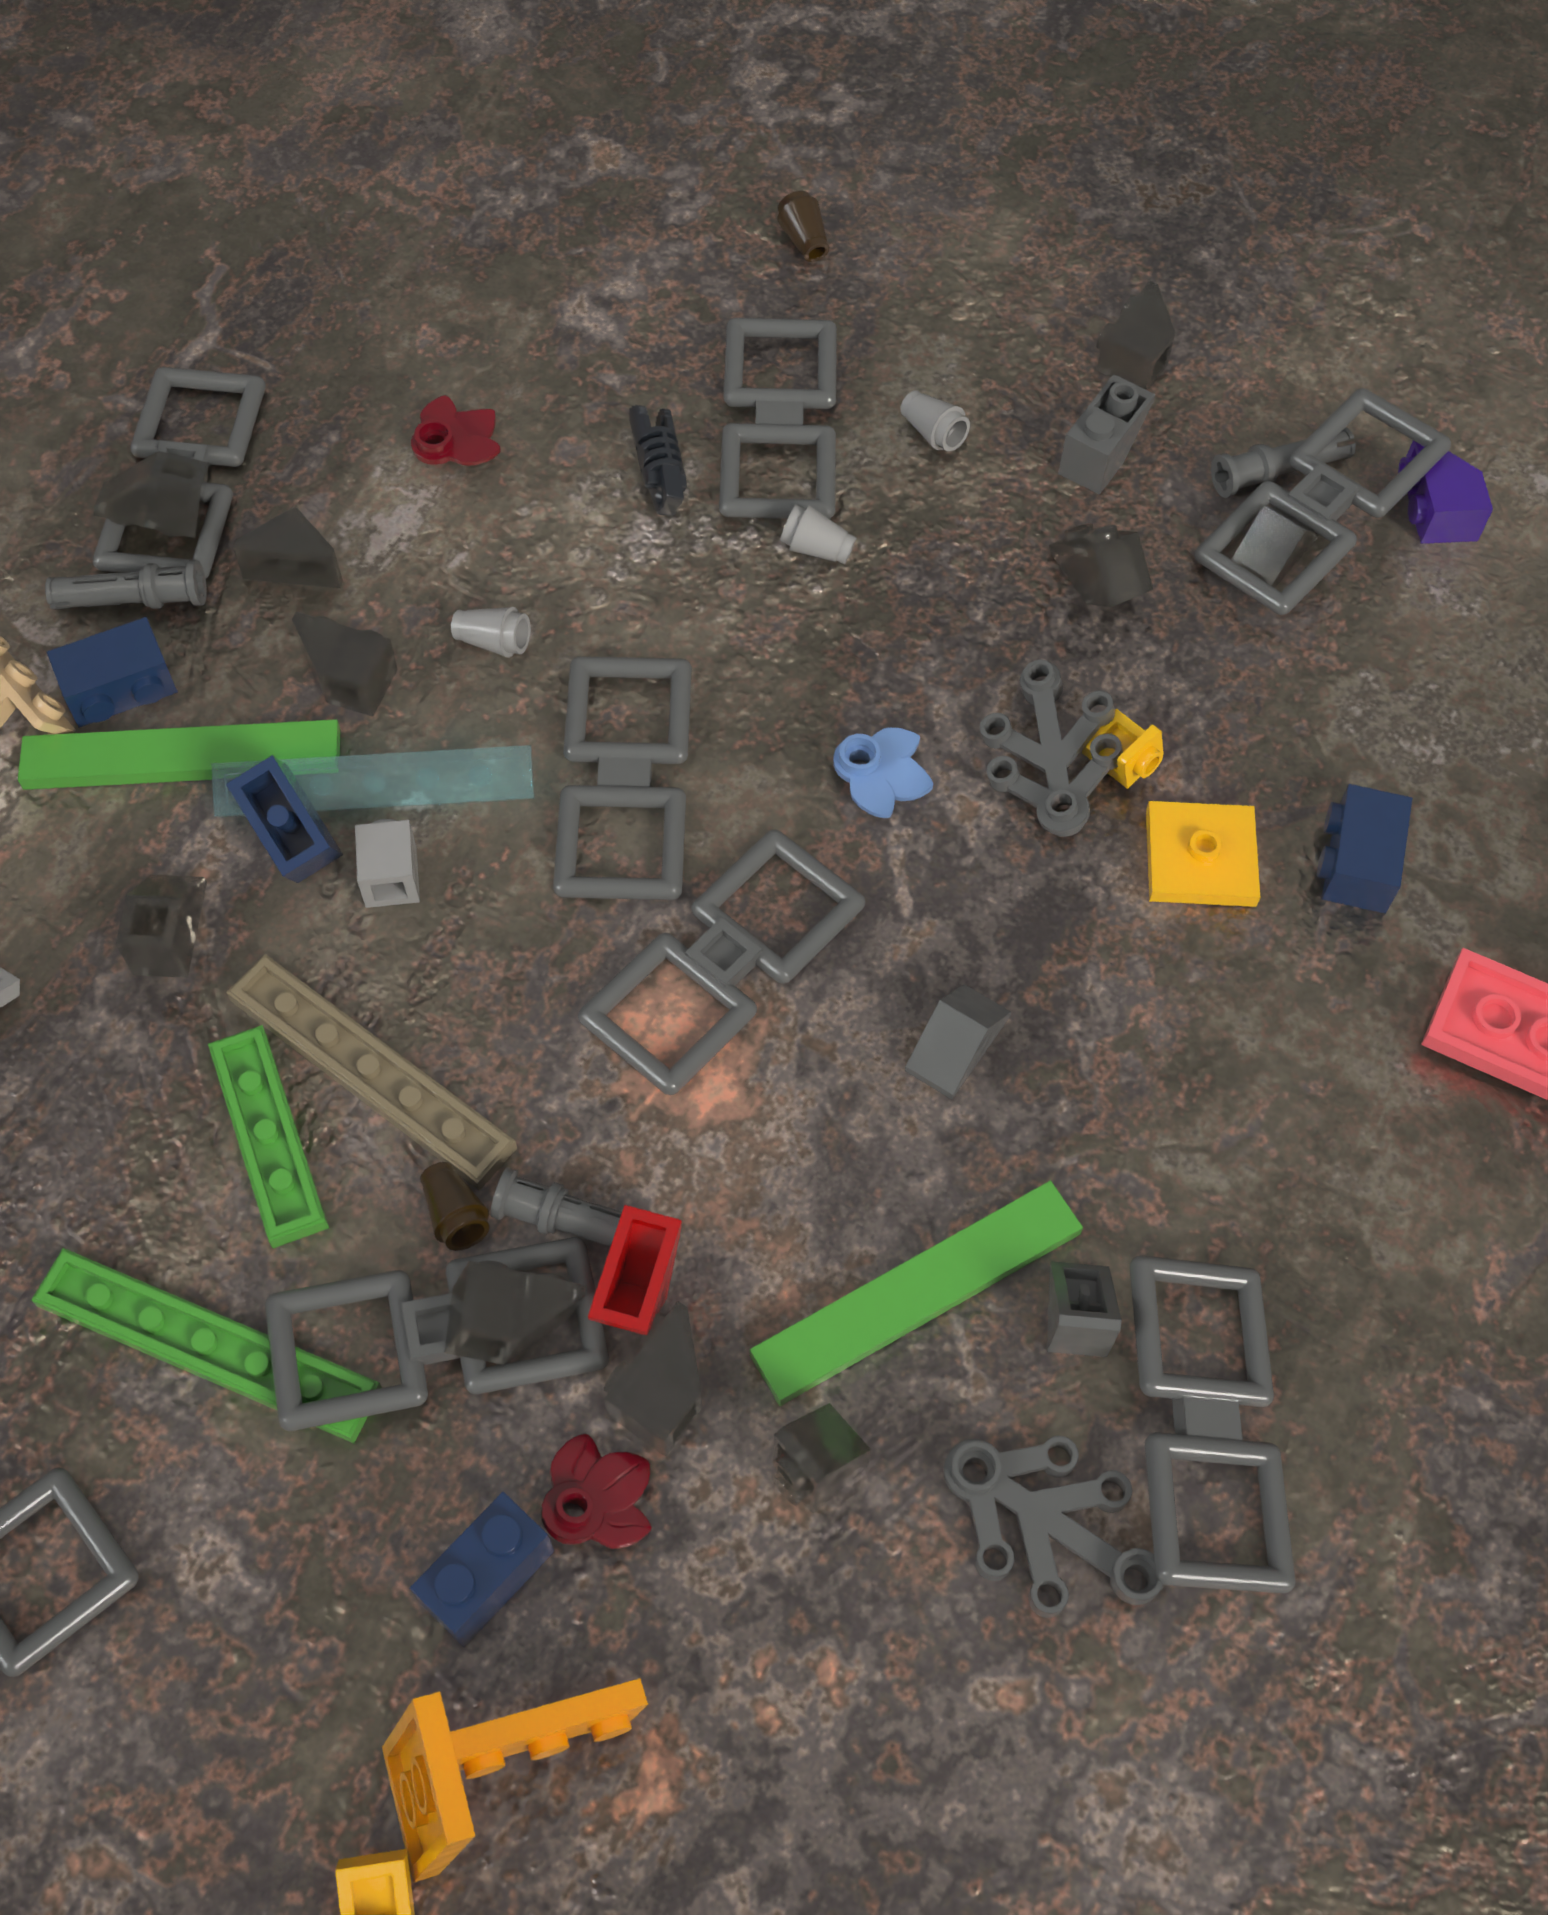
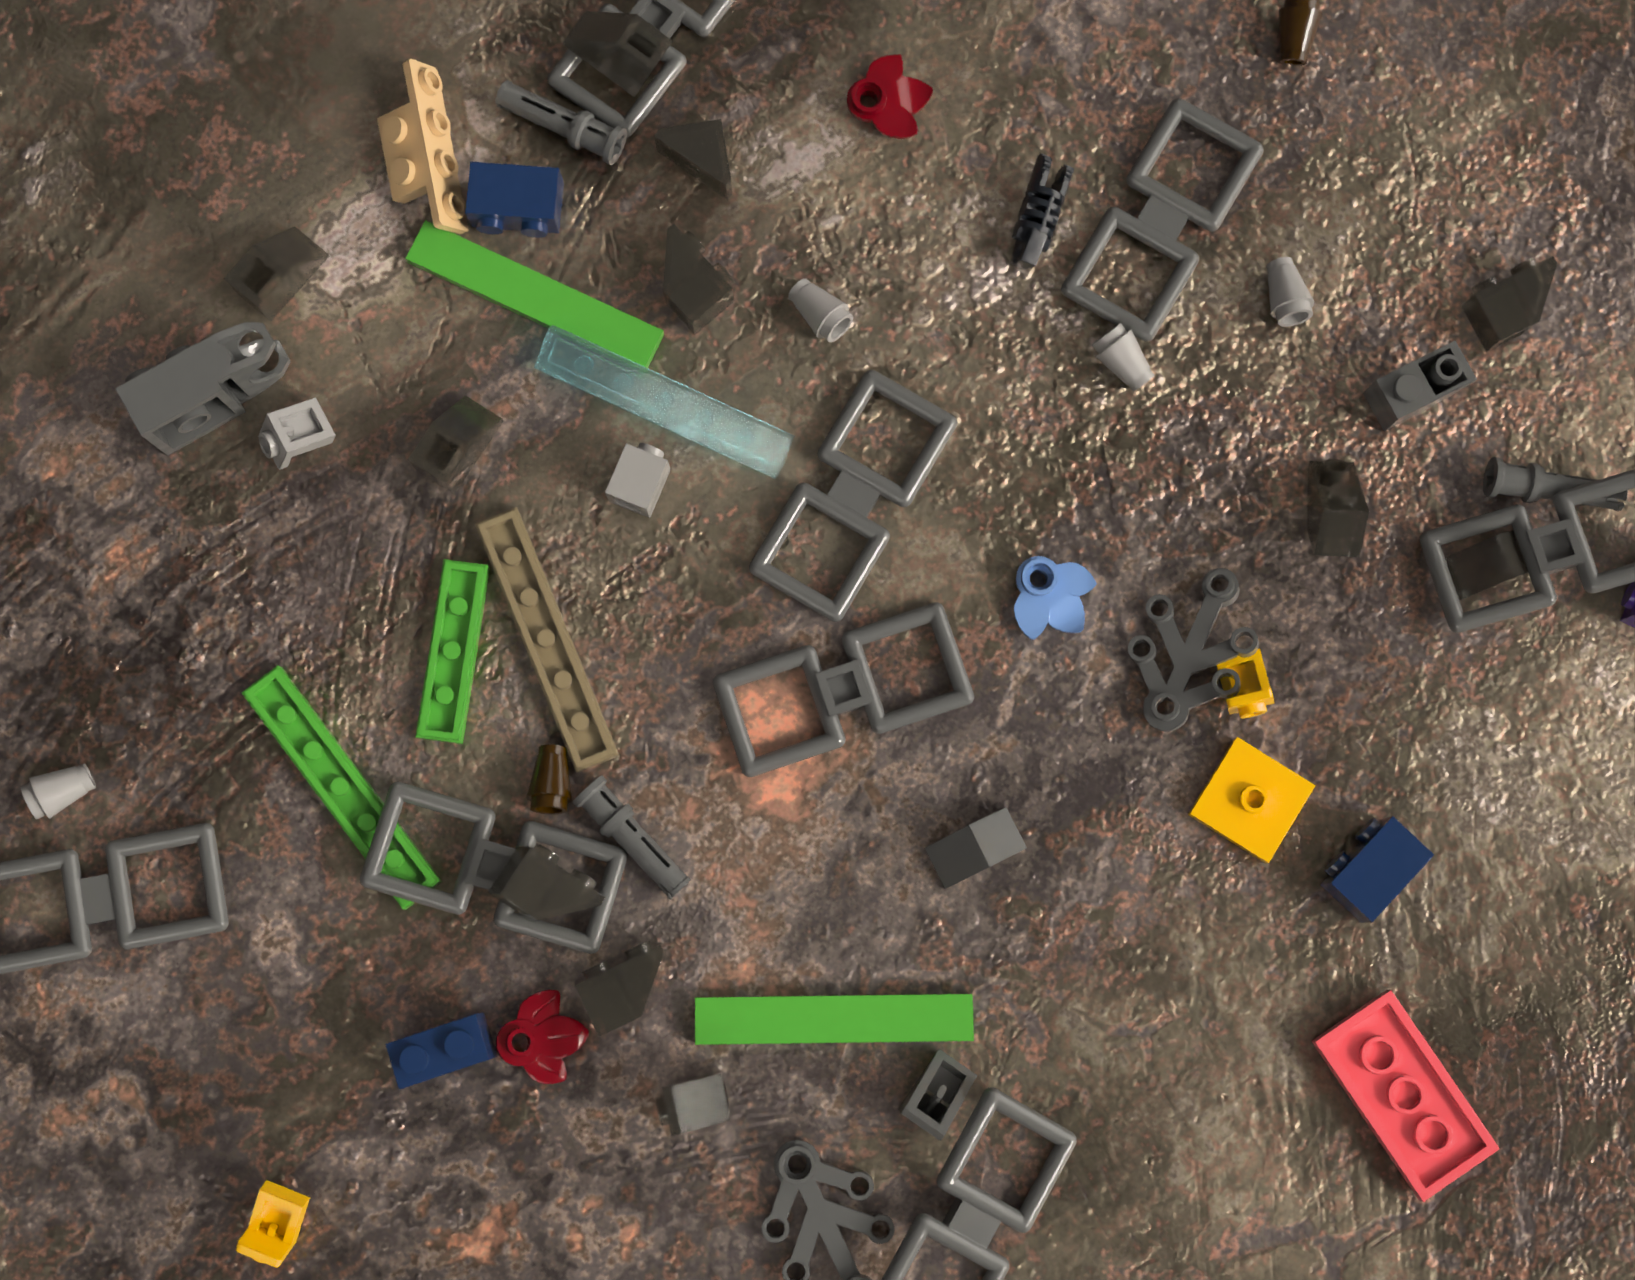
camera: 30 degrees right, 20 degrees up
(284, 819) = (577, 411): dark blue brick -> none
(427, 1761) = (342, 1161): light orange piece -> none
(636, 1271) = (643, 908): red slope -> none

